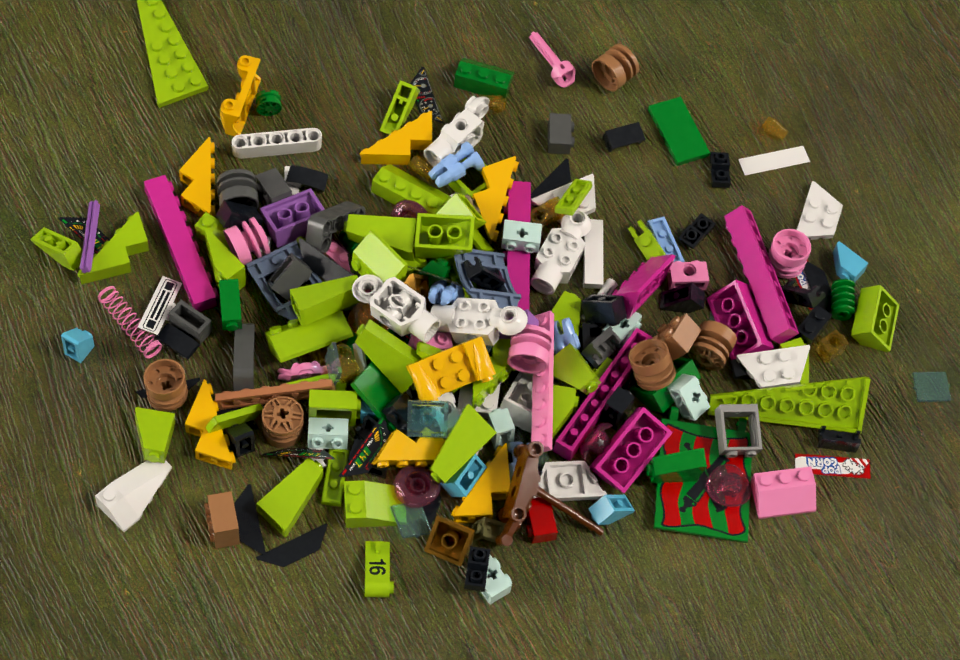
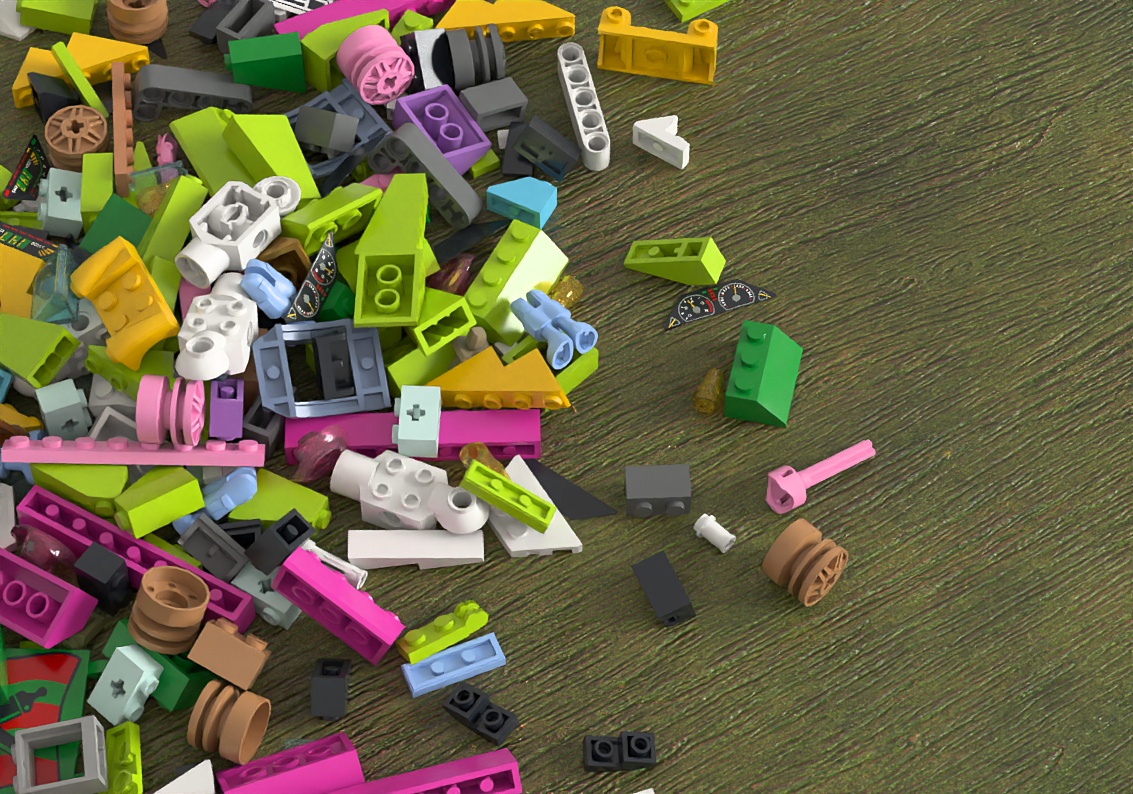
camera: 95 degrees right, 5 degrees down
(268, 102) = (655, 86): green wheel -> none
(309, 106) = (659, 139): none -> white slope
(315, 160) = (547, 148): none -> black hinge
(349, 178) = (523, 200): none -> medium azure slope
(373, 207) = (466, 238): none -> black sticker
(398, 145) = (602, 264): yellow slope -> none
(464, 127) = (632, 339): white brick -> none
(542, 291) = (319, 453): none -> clear pink hat
(585, 112) = (714, 533): none -> white pin
(678, 131) = (697, 683): green tile -> none
(696, 269) = (386, 711): bright pink brick -> none

